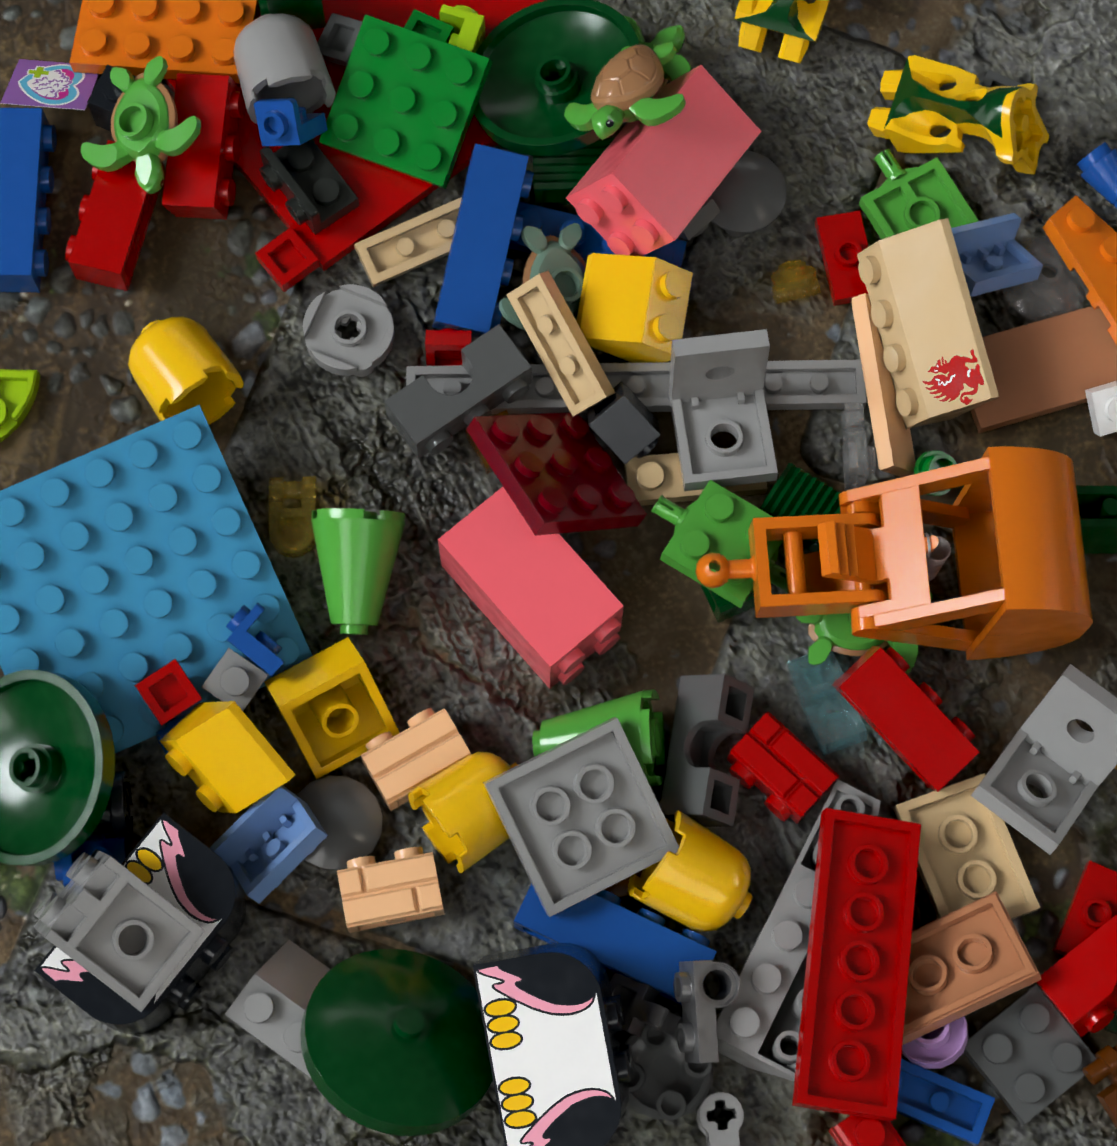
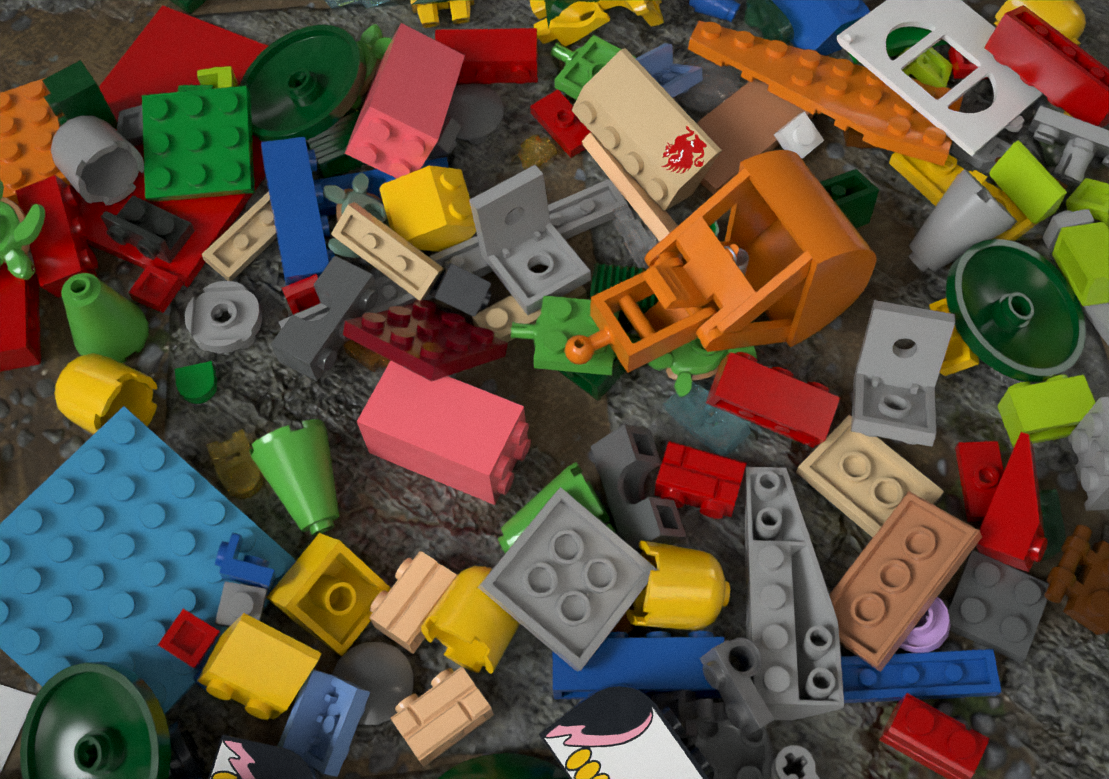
camera: 20 degrees left, 10 degrees down
(216, 281) = (103, 318): none -> bright green cone
(285, 123) = (109, 188): blue bracket -> none
(288, 395) = (196, 382): none -> green tile
(626, 92) = (356, 59): animal -> none
(801, 128) = (494, 54): none -> red brick
(857, 965) = (842, 596): red plate -> none

